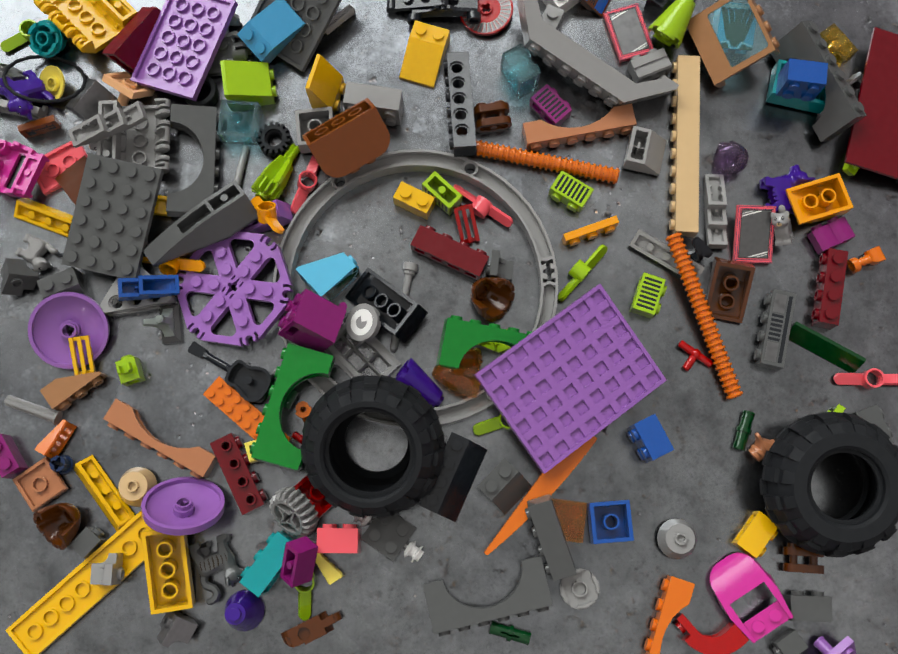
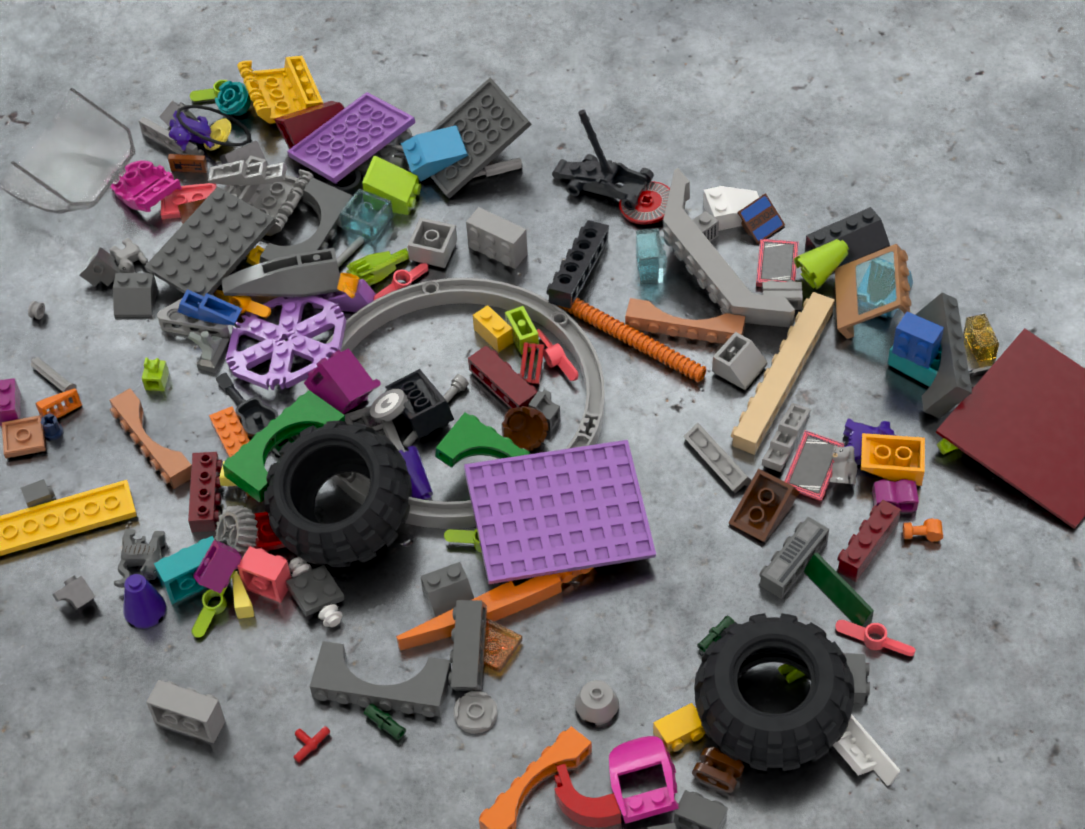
camera: 25 degrees right, 25 degrees down
(43, 216) = (147, 230): yellow slope -> none
(50, 325) = (116, 307): medium lavender dish -> none
(58, 523) = (20, 467): reddish brown hair -> none
(65, 390) = (91, 370): medium nougat slope -> none
(81, 354) = (125, 331): yellow tile -> none
(103, 492) = (74, 462): yellow slope -> none
(108, 572) = (42, 520): light grey brick -> none
(127, 88) = (281, 155): light nougat tile -> none
(135, 485) = (106, 467): tan cone -> none
(167, 571) = (96, 537): yellow brick -> none
(183, 506) = (139, 488): medium lavender dish -> none
(271, 130) = (390, 232): black tyre -> none
(310, 629) = (197, 643): reddish brown piece -> none
(325, 85) = (456, 204): yellow slope -> none
(329, 275) = (381, 356): medium azure slope -> none
(349, 140) = (453, 251): dark orange brick -> none
(424, 54) = (567, 216): yellow slope -> none
(457, 473) = (399, 566): black slope -> none
(462, 379) = (453, 480): clear orange brick -> none
(492, 116) = (604, 287): reddish brown brick -> none
(550, 106) = (666, 295): magenta brick -> none
(570, 192) = (648, 372): lime brick -> none
(581, 270) = (634, 436): lime piece -> none
(590, 231) = (650, 410): light orange plate -> none
(610, 522) = (535, 658): blue brick -> none
(648, 295) = (678, 483): lime brick -> none
(649, 439) = (612, 599): blue brick -> none
(695, 354) = (701, 551): red piece -> none
(697, 248) = (747, 456): black helmet -> none
(704, 316) = (724, 517): orange piece -> none
(730, 158) = (823, 396): clear purple hair -> none

